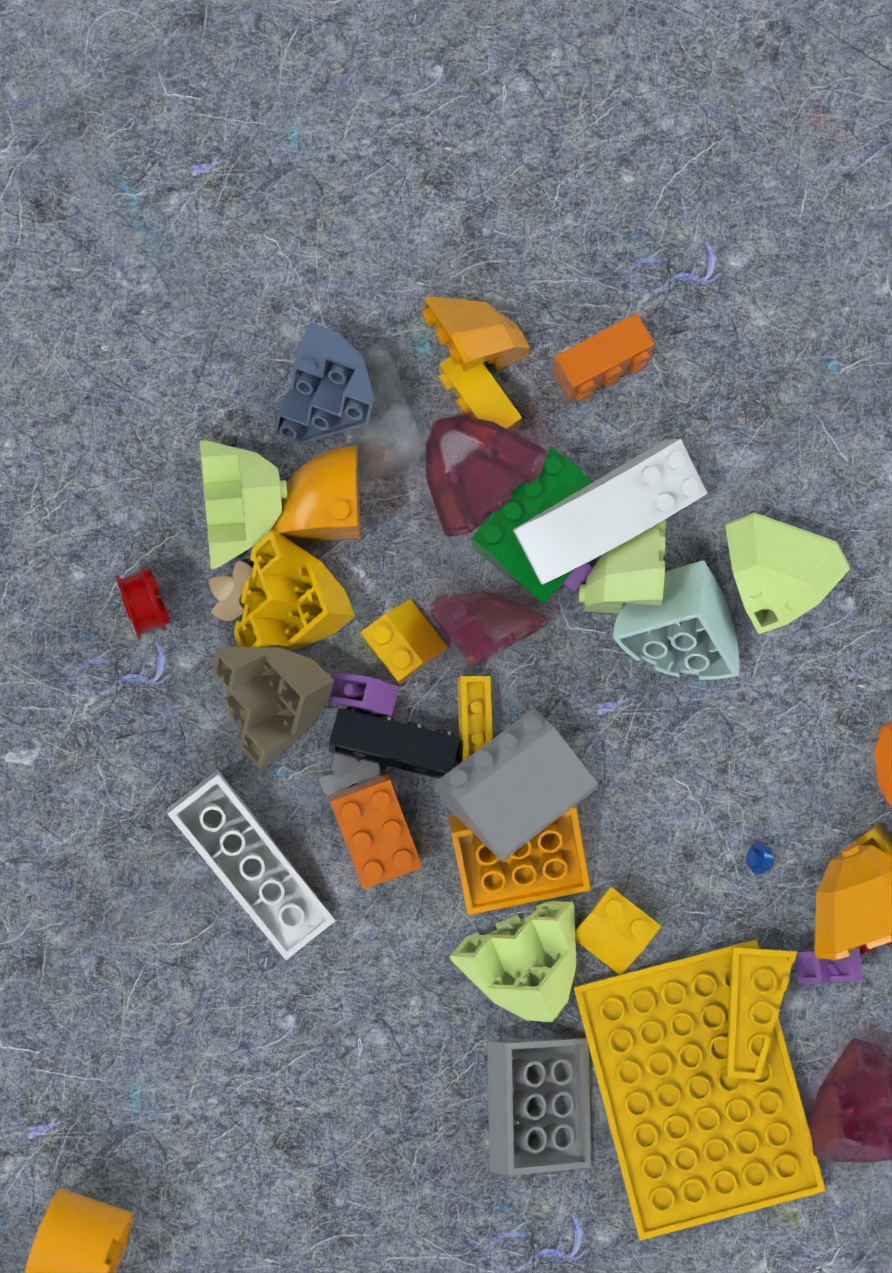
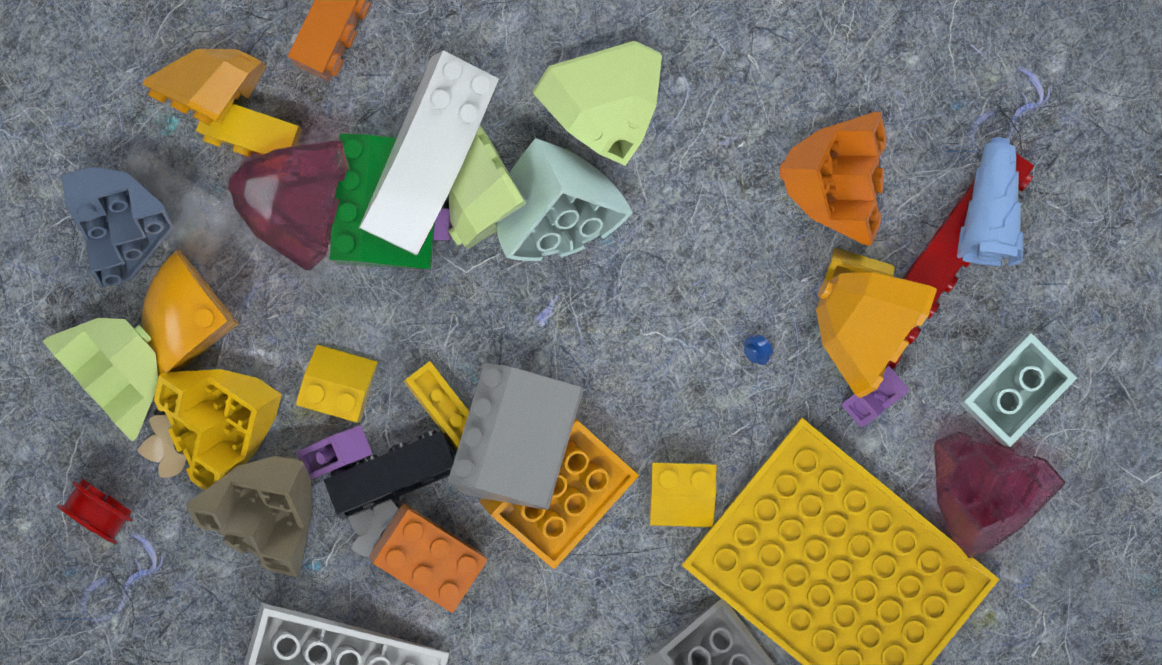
camera: 40 degrees left, 5 degrees up
(484, 623) = (393, 322): clear pink brick -> none
(525, 961) = (627, 573): yellowish green brick -> none
(755, 999) = (834, 467): yellow wing -> none

